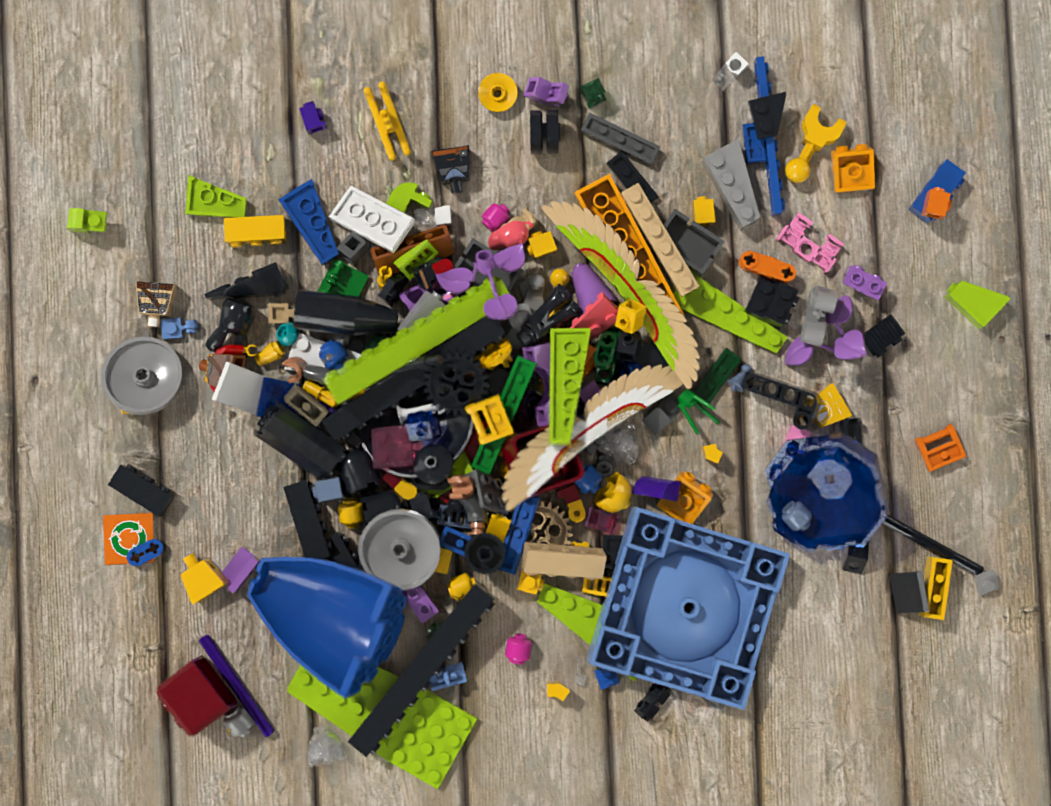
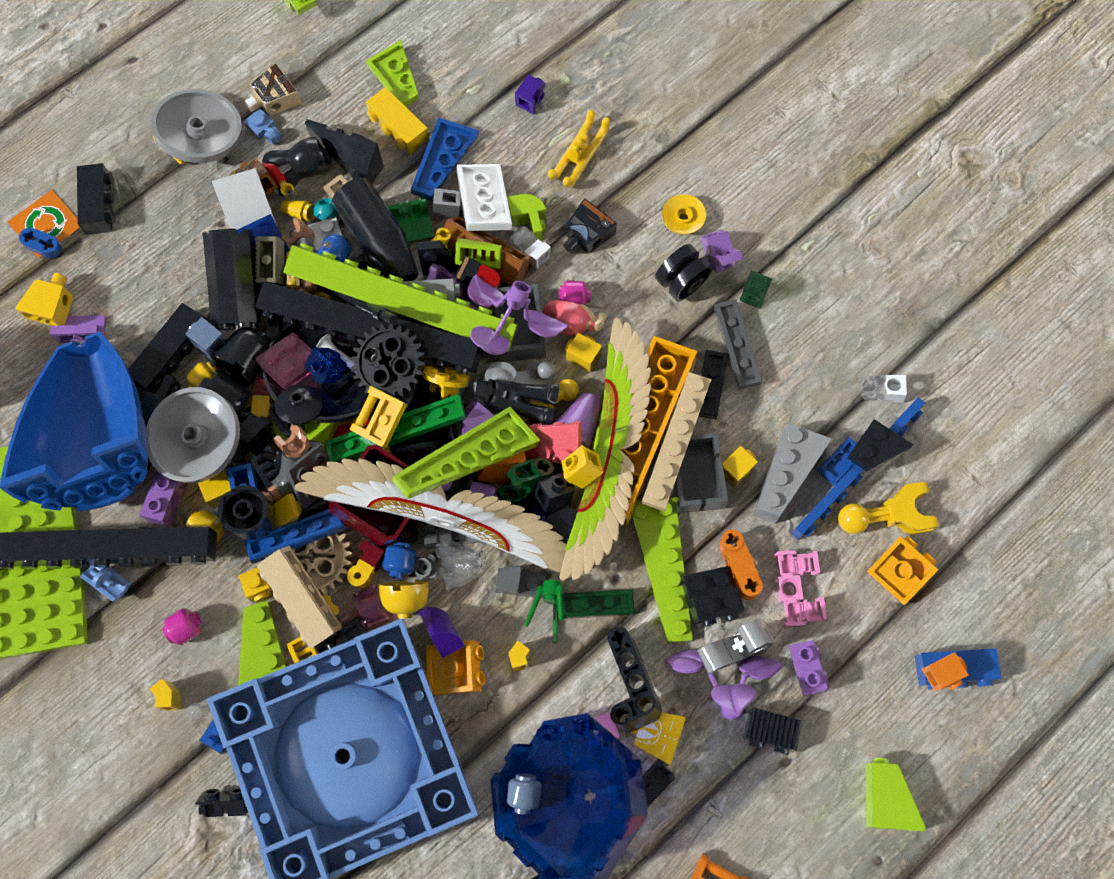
camera: 55 degrees right, 15 degrees down
(736, 382) = (607, 624): sand blue piece -> none

